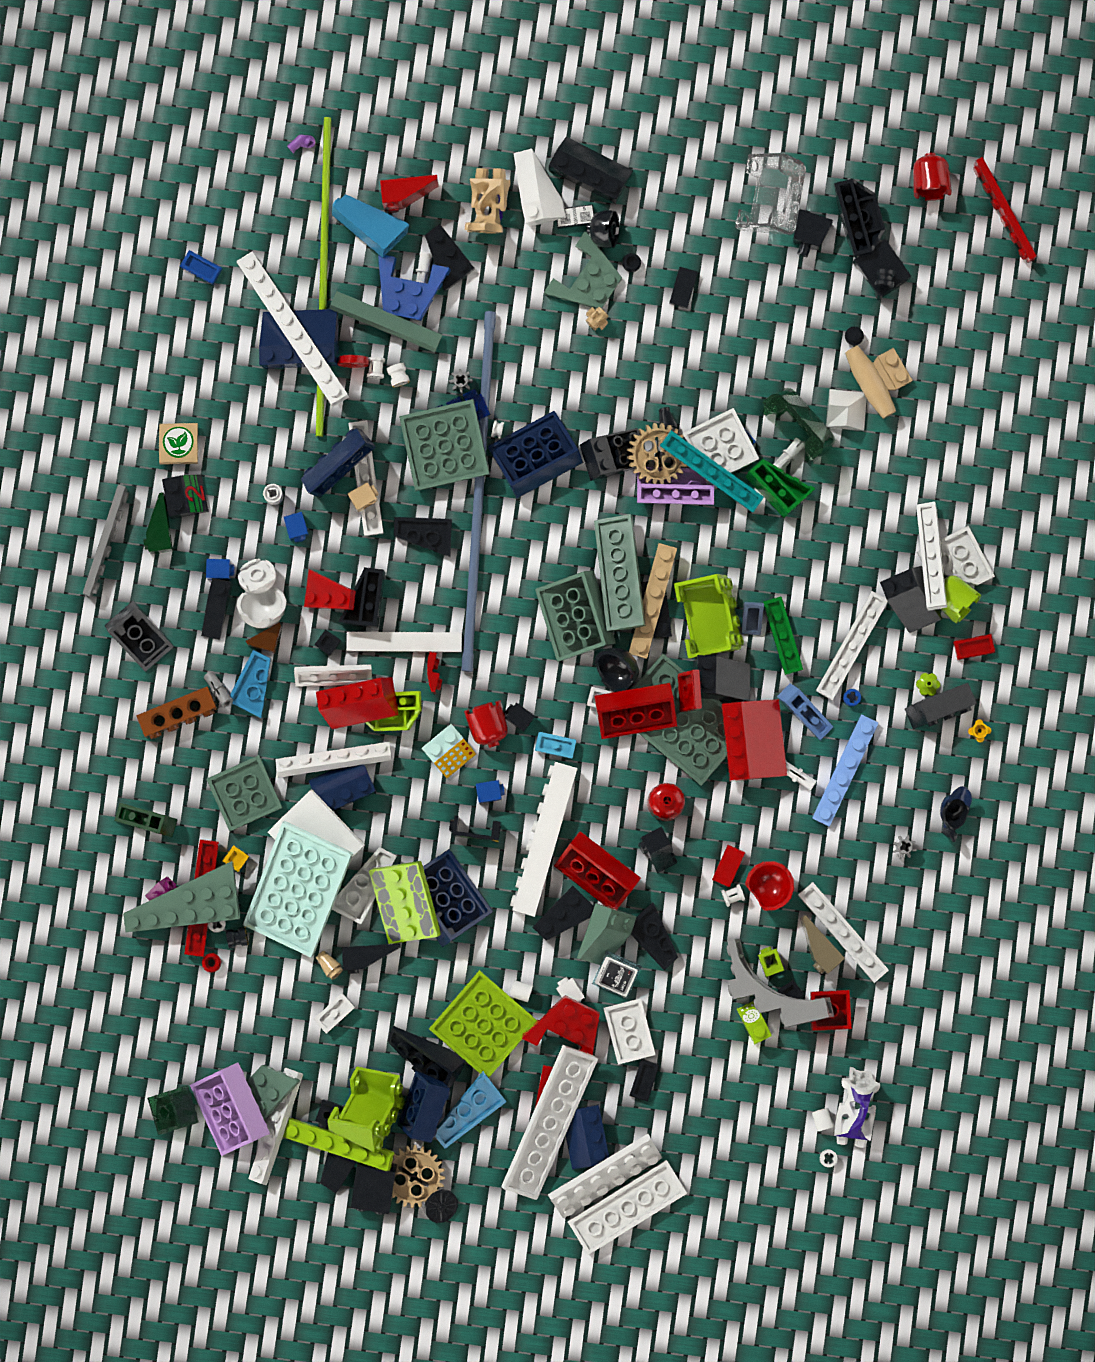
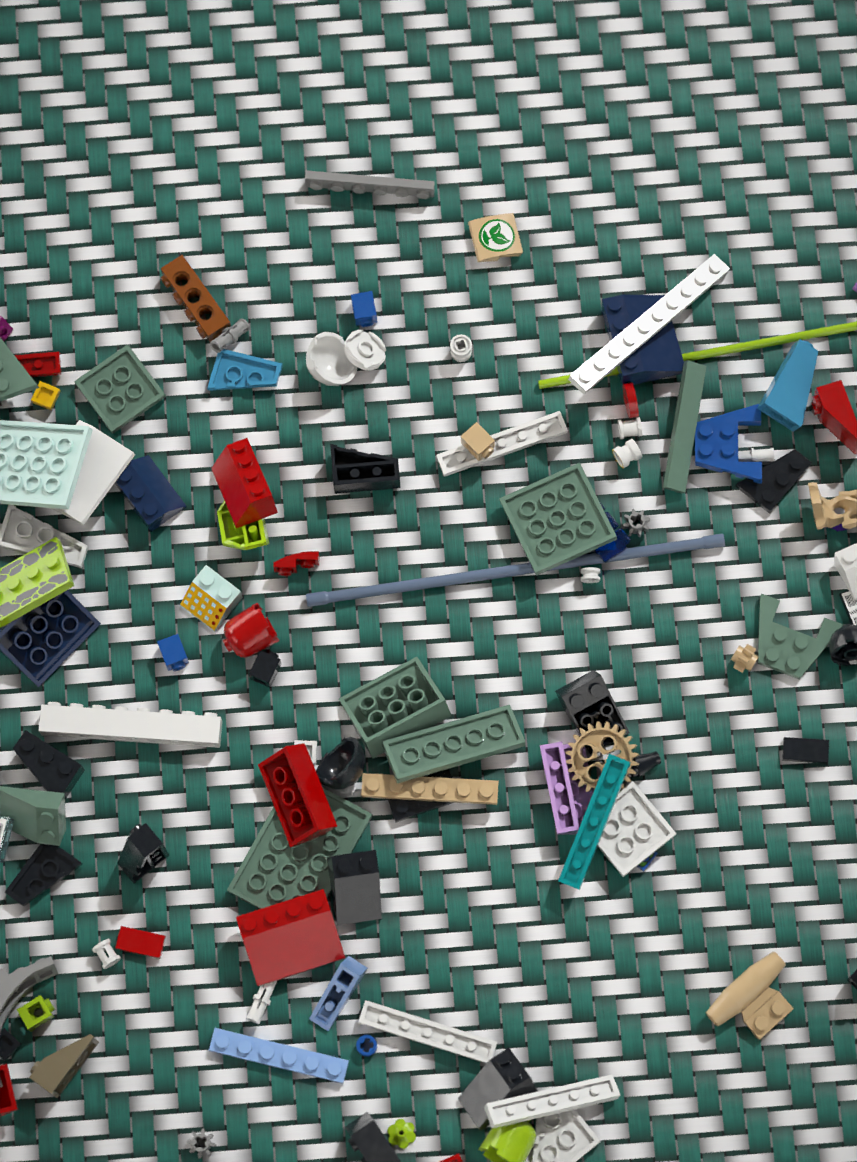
camera: 80 degrees right, 10 degrees down
(138, 636) = (272, 240): black slope -> none
(146, 820) = (69, 293): dark green slope -> none
(158, 532) = (394, 236): dark green slope -> none
(185, 495) = (438, 255): black slope -> none
(201, 267) = (698, 220): blue tile -> none
(216, 608) = (321, 315): black slope -> none
(267, 639) = (296, 376): reddish brown slope -> none
(296, 527) = (430, 380): blue brick -> none
(327, 594) = (360, 427): red wing -> none
(327, 642) = (307, 442): black plate -> none
(331, 675) = (271, 454): white plate -> none
(333, 759) = (176, 476): white plate -> none
(337, 463) = (510, 406): dark blue slope -> none
(404, 642) = (325, 525): white tile -> none
(425, 532) = (454, 523): black wing -> none
(496, 827) = (124, 666): black panel -> none
(535, 454) = (571, 623): dark blue slope -> none
(555, 745) = (241, 715): medium azure plate -> none
(597, 871) = (105, 792): red slope -> none
(631, 262) = (820, 685): black plate -> none
(664, 811) = (201, 863): red cylinder -> none
(689, 691) = (331, 849): red tile -> none
(710, 615) = (427, 860): lime windscreen -> none
(752, 618) = (434, 909): sand blue slope -> none
(770, 884) = (125, 992): red cylinder -> none
(778, 487) = (594, 907): green wedge -> none
(783, 635) = (422, 949): green plate -> none
(788, 401) = (666, 940): clear green windscreen -> none
(789, 454) = (636, 911): white axle -> none
(843, 932) = (86, 1092): white plate -> none
(846, 410) = (706, 968): white slope -> none
(854, 336) = (796, 959): black plate -> none

